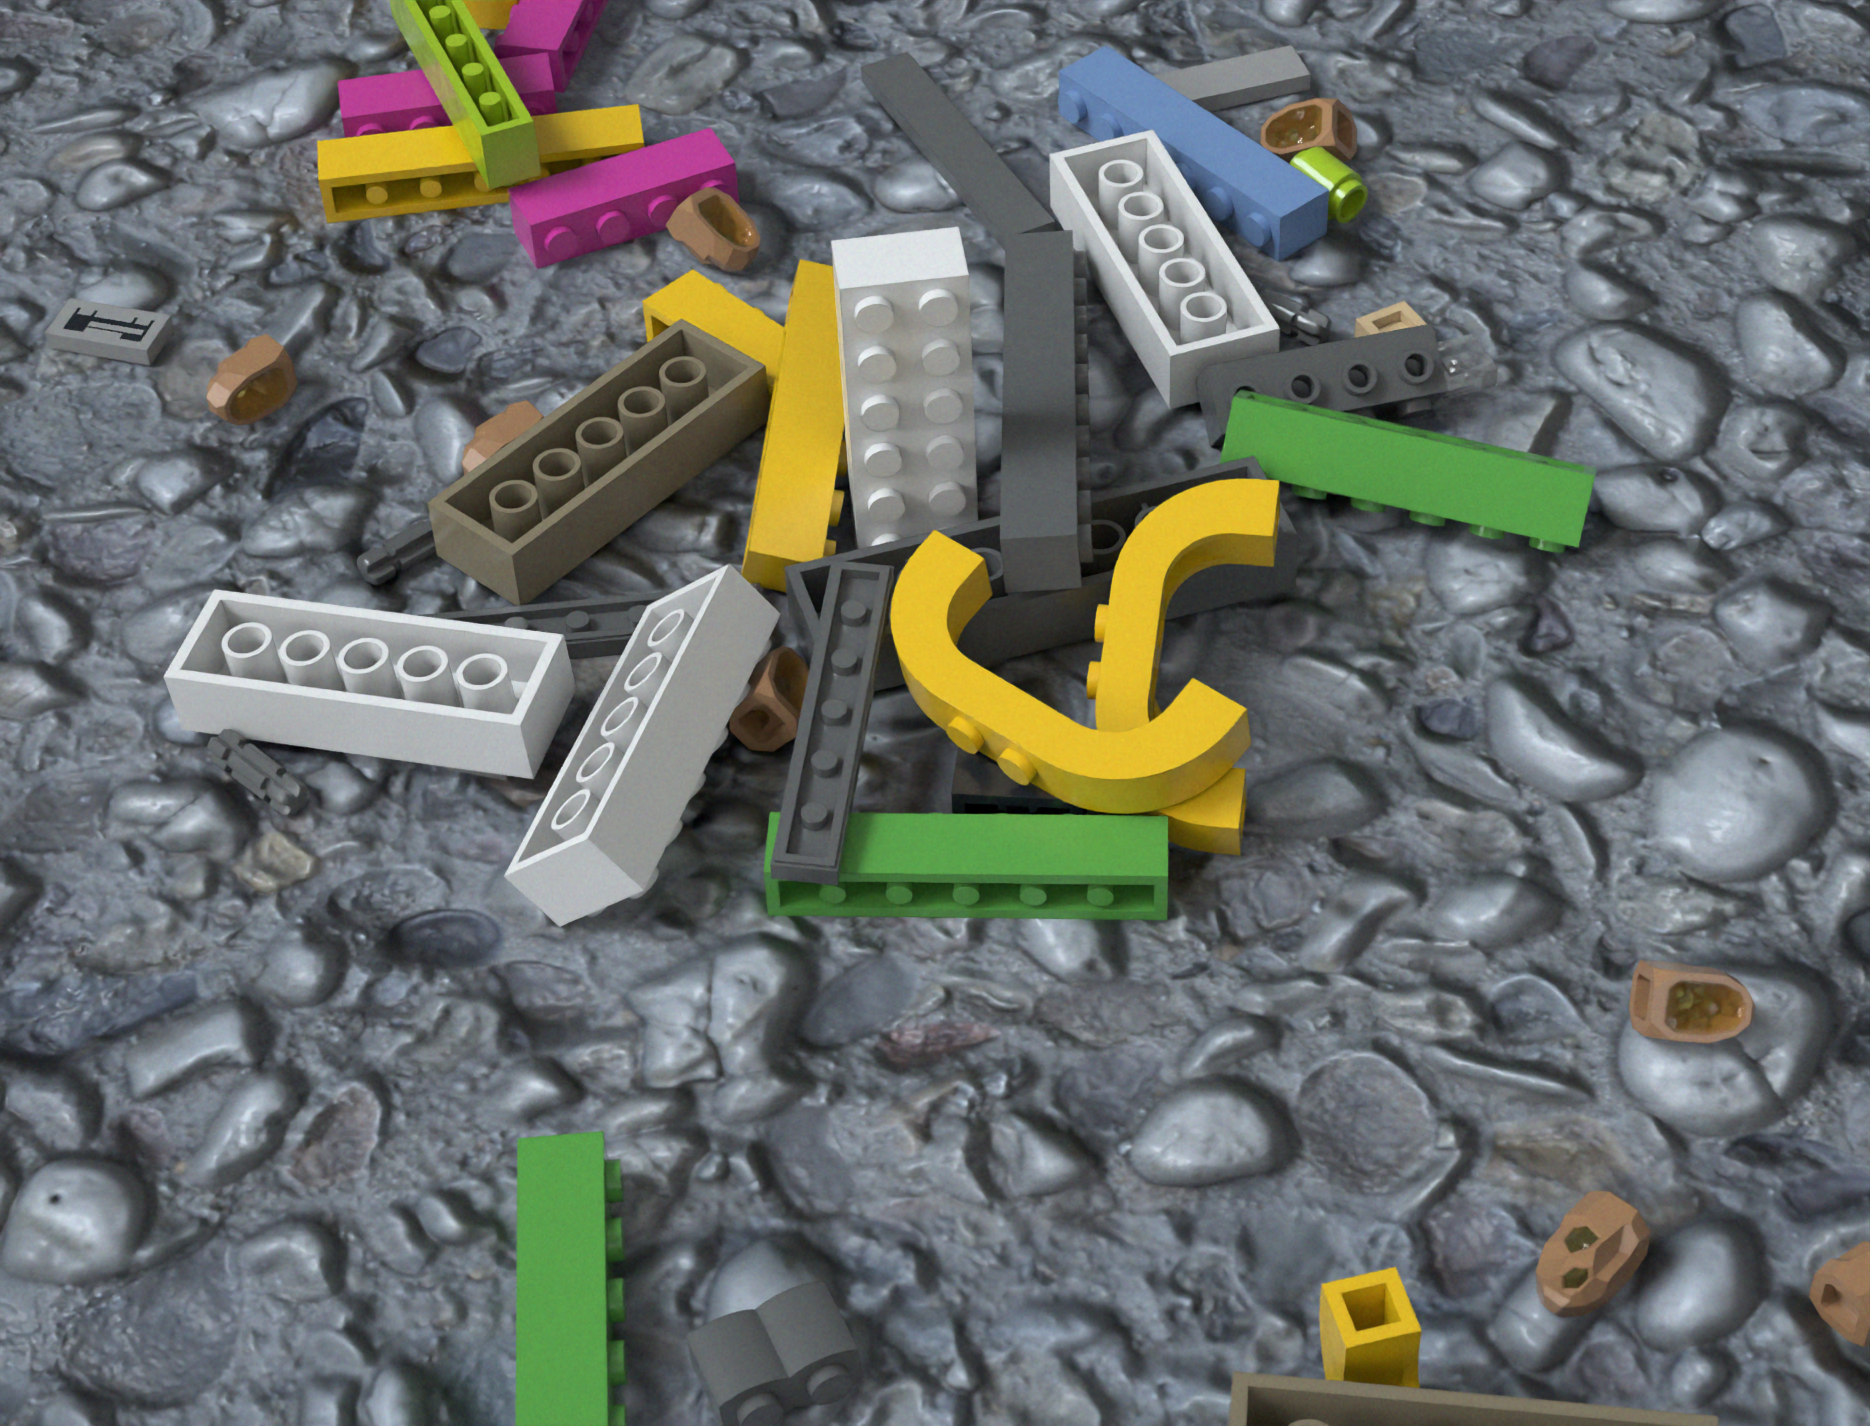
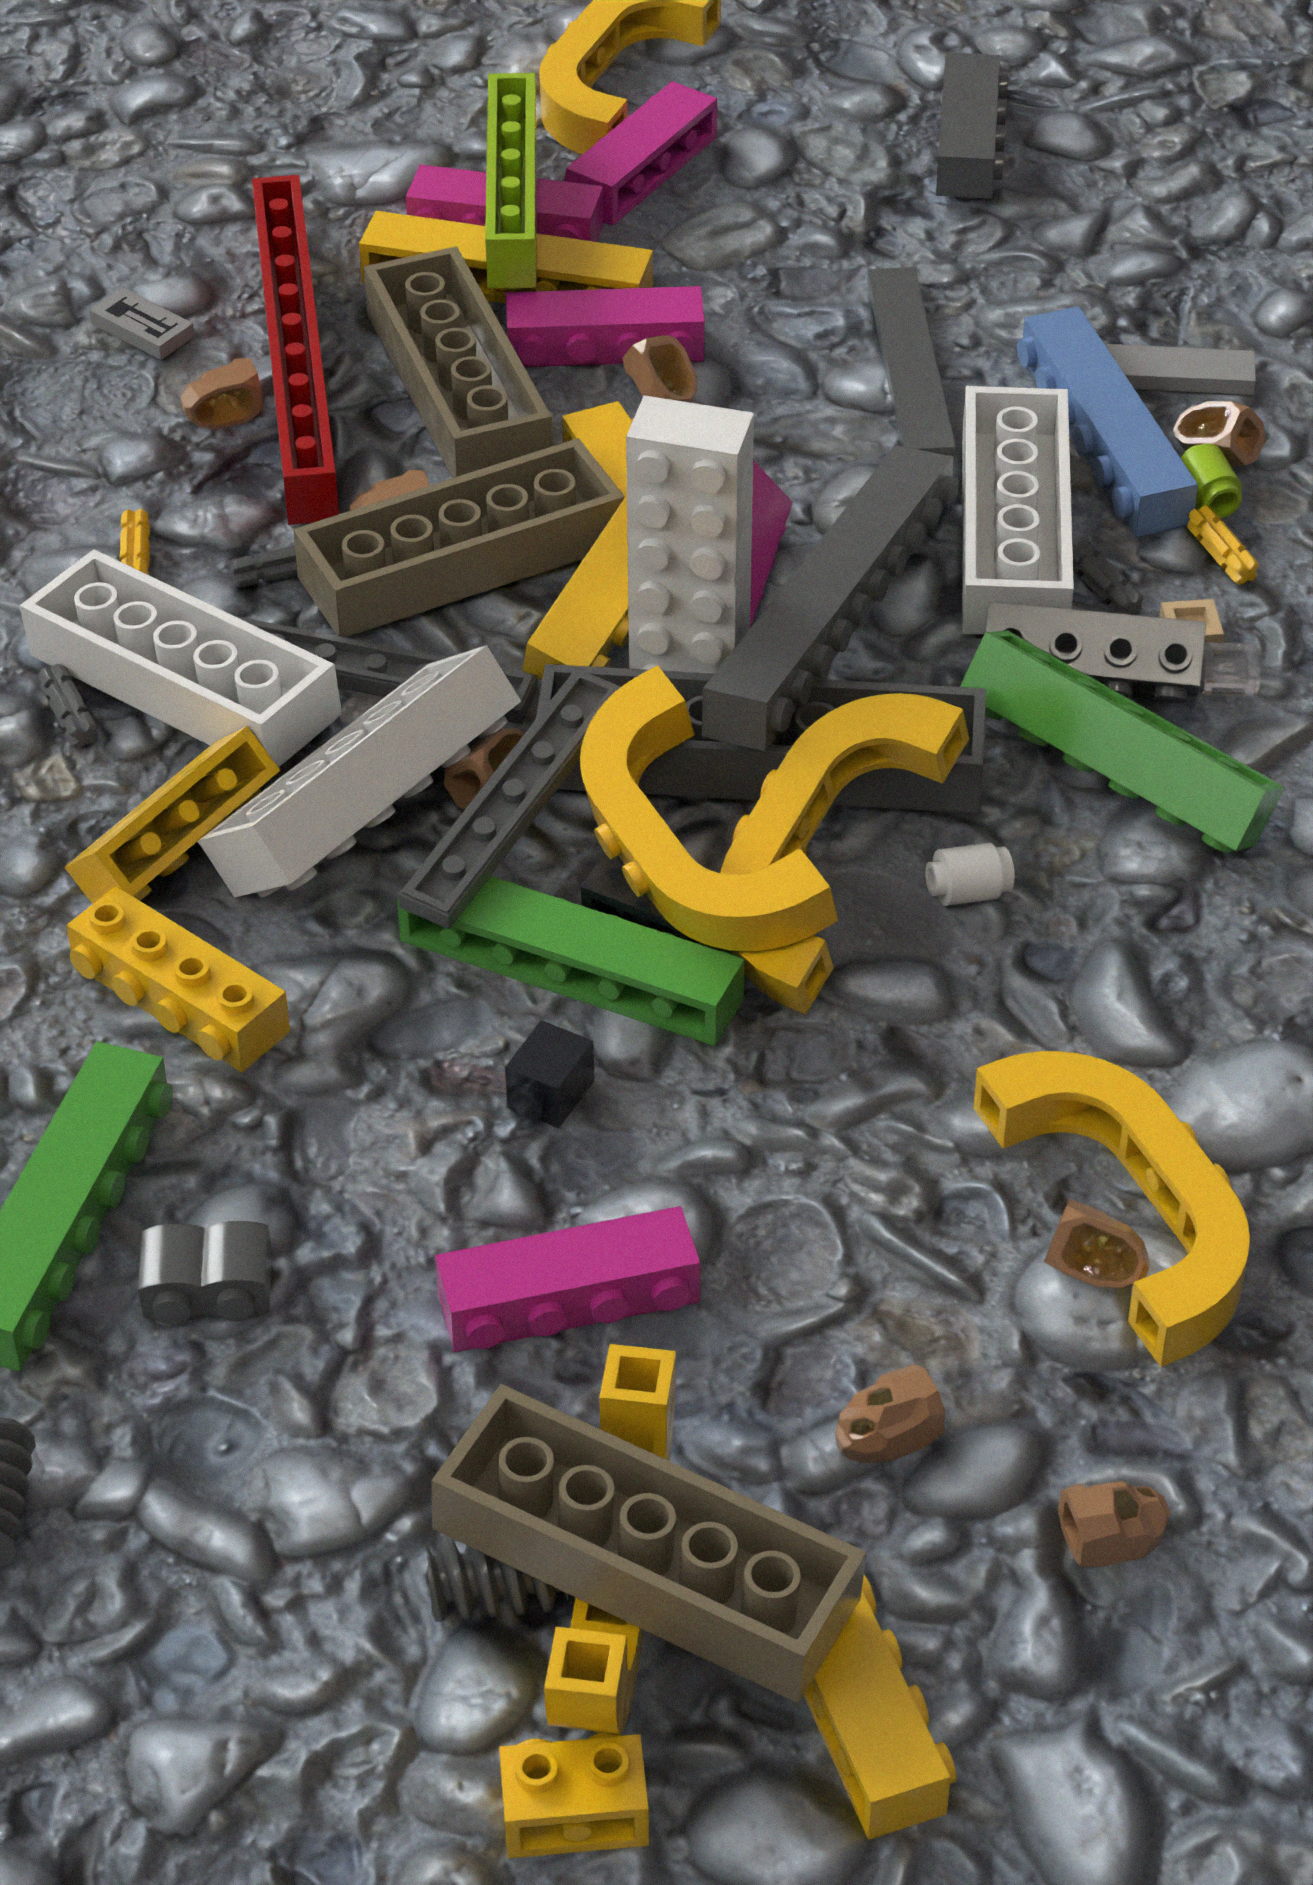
camera: 20 degrees right, 0 degrees up
(233, 565) = (134, 539): none -> yellow axle
(310, 314) = (295, 351): none -> red brick
(458, 863) = (174, 818): none -> yellow brick
(495, 279) = (455, 361): none -> dark tan brick
(558, 1037) = (178, 979): none -> yellow brick
(1024, 1008) = (549, 1074): none -> black brick
(1172, 1227) = (568, 1279): none -> dark pink brick
(1329, 653) = (970, 873): none -> white brick
(1373, 245) = (1223, 545): none -> yellow axle
(1705, 893) = (1091, 1097): none -> yellow arch

